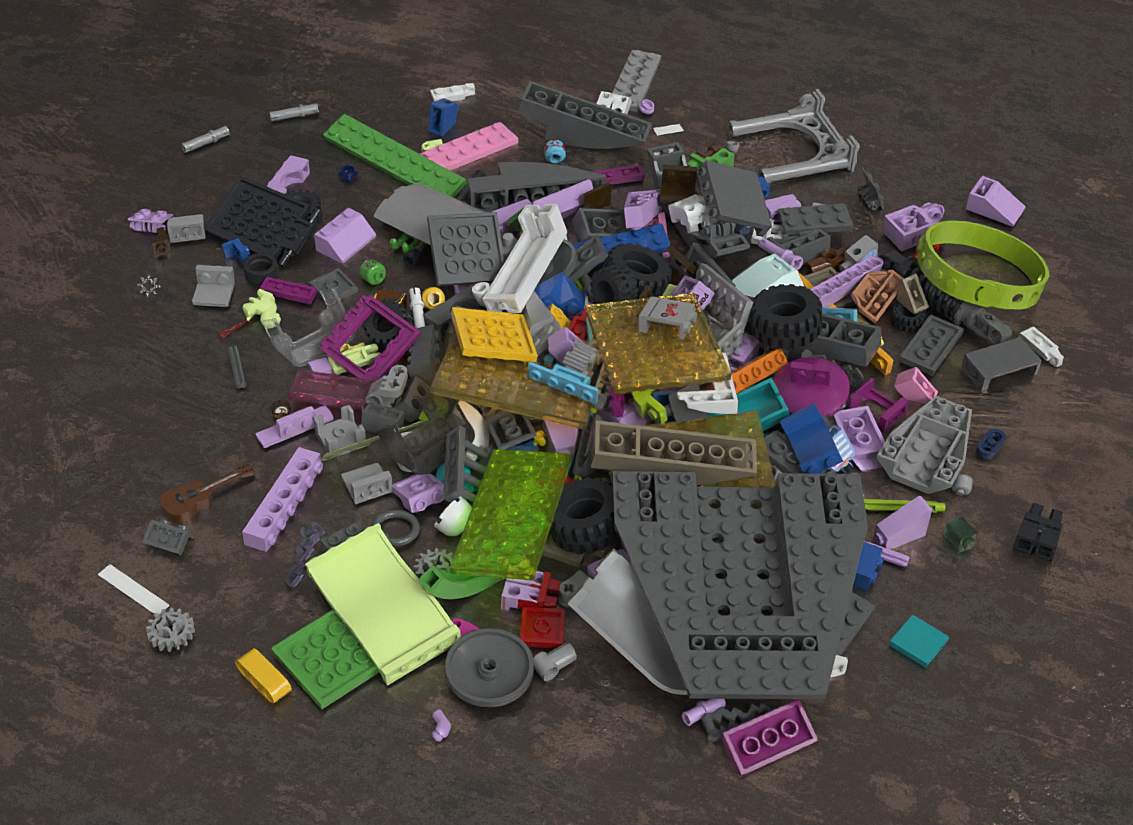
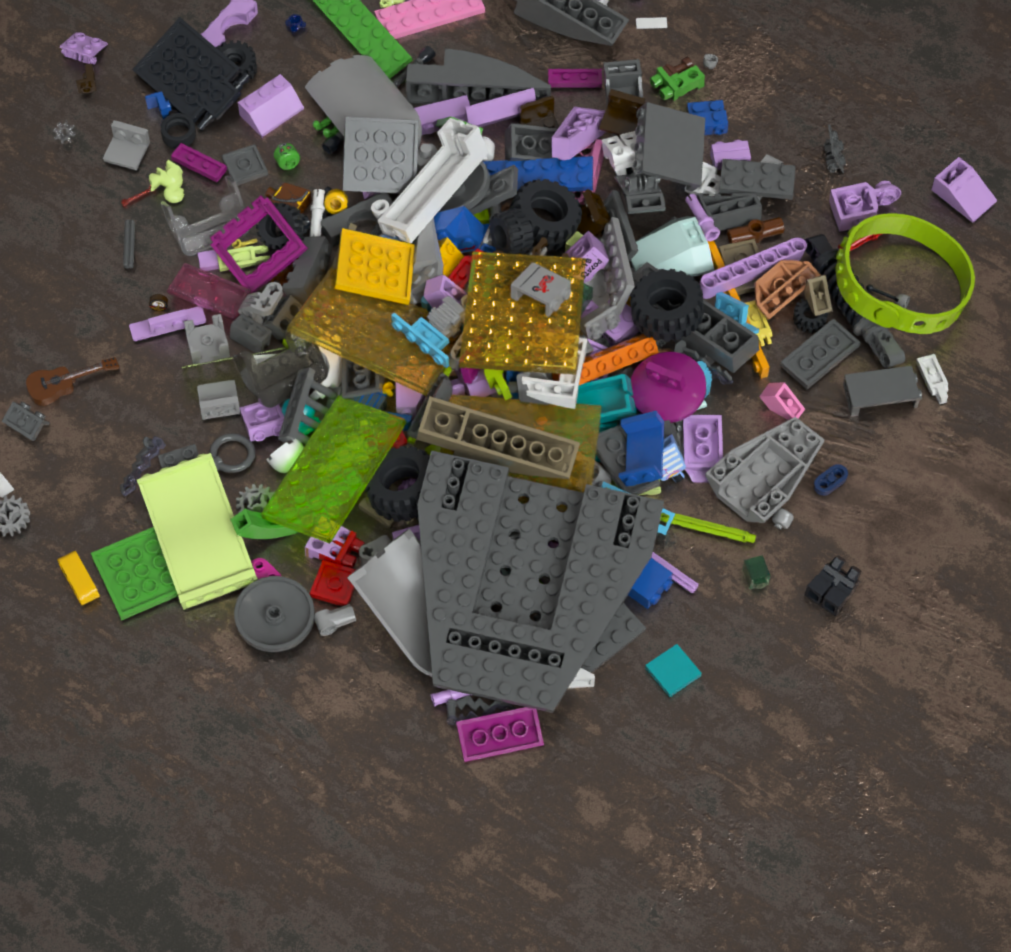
camera: 15 degrees right, 15 degrees up
(186, 228) = (116, 65): light grey bracket -> none
(282, 499) = (127, 405): lavender brick -> none
(443, 726) = (220, 659): lavender arm -> none
(554, 151) = (517, 34): medium azure head -> none
(808, 112) = (808, 31): light grey arch -> none
(859, 251) = (784, 231): light grey torso -> none
(894, 409) = (732, 395): magenta panel -> none
(904, 524) = (702, 552): lavender slope -> none

